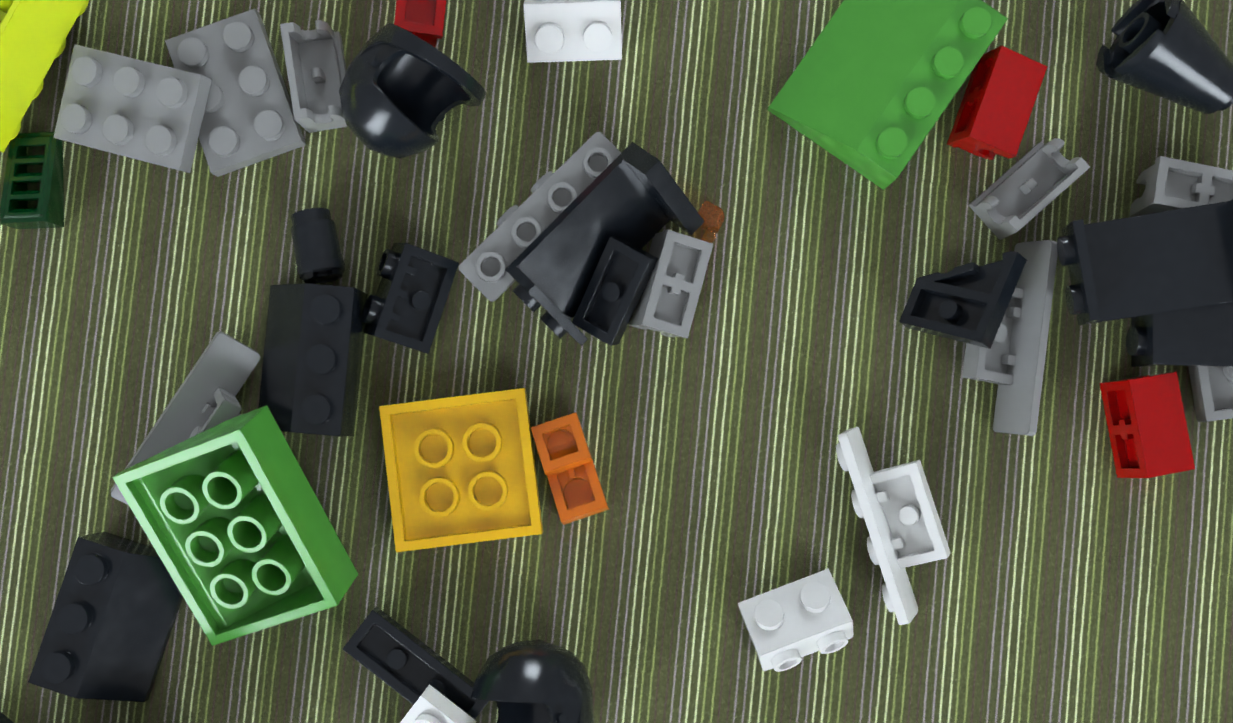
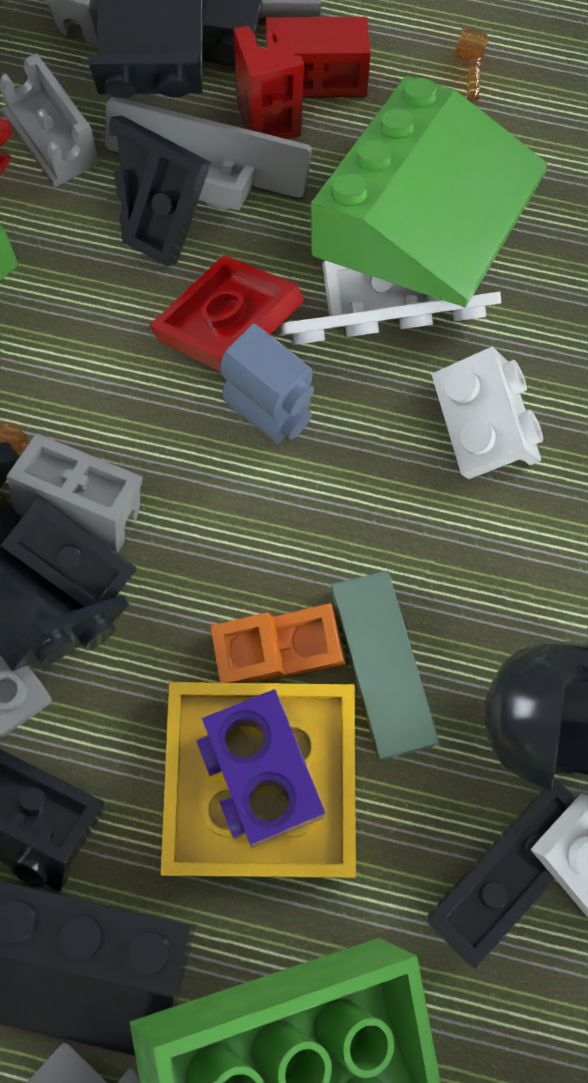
camera: 90 degrees left, 15 degrees down
(463, 480) = (275, 764): none -> dark purple brick
(566, 554) = (384, 665): none -> sand green tile
(783, 430) = (267, 384): none -> sand blue brick
(852, 383) = (223, 307): none -> red plate
(999, 550) = (425, 194): none -> bright green slope
(1086, 387) = (269, 84): none -> red hinge
(1186, 574) = (472, 48): none -> clear orange hand

